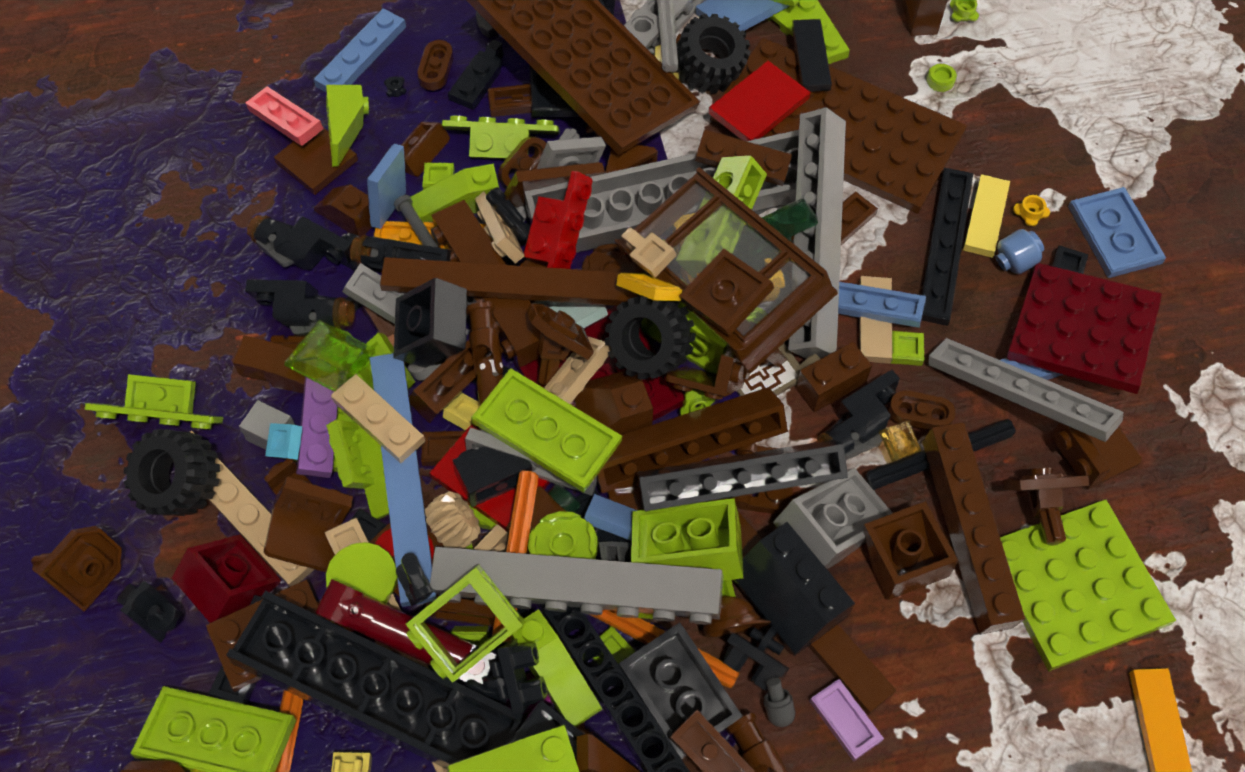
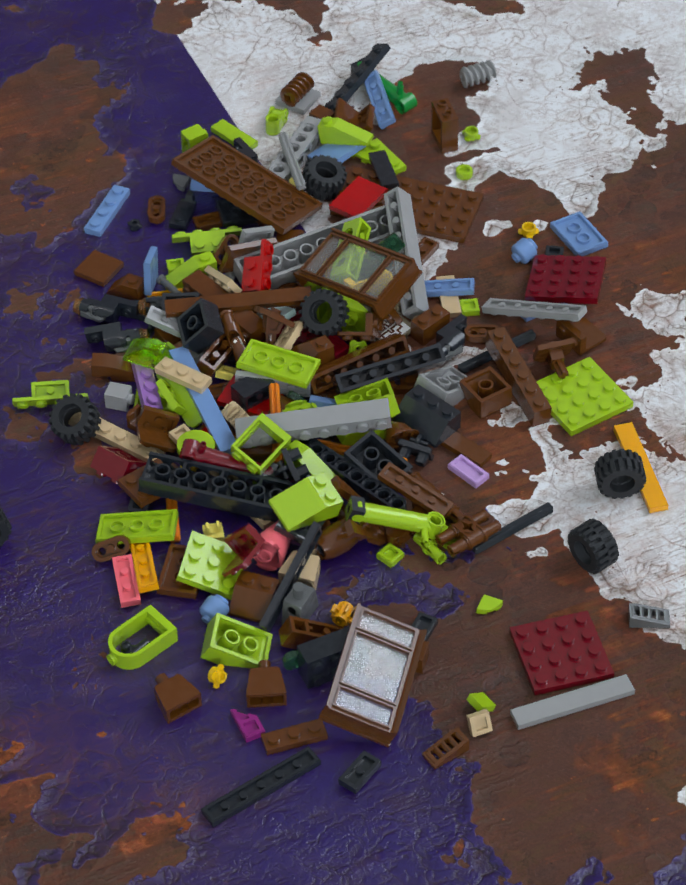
camera: 10 degrees left, 15 degrees down
(80, 565) = (38, 467): reddish brown piece -> none
(149, 610) = (86, 480): black hips -> none
(284, 116) = (74, 248): coral plate -> none
(284, 441) = (133, 394): medium azure plate -> none
(345, 117) = (110, 242): lime slope -> none
(413, 579) = (233, 433): black cap -> none
(423, 146) = (165, 250): reddish brown slope -> none
(509, 213) = (218, 265): black axle -> none
(649, 252) = (315, 271): tan plate -> none
(649, 287) = (308, 287): yellow tile -> none
(715, 146) = (338, 219): reddish brown plate -> none
(726, 292) = (362, 278): reddish brown plate -> none
(779, 704) = (431, 468): dark grey cylinder -> none
(900, 441) = (472, 347): clear yellow tile -> none
(946, 245) = (482, 255): black tile -> none
(986, 216) = (503, 237): light yellow tile -> none

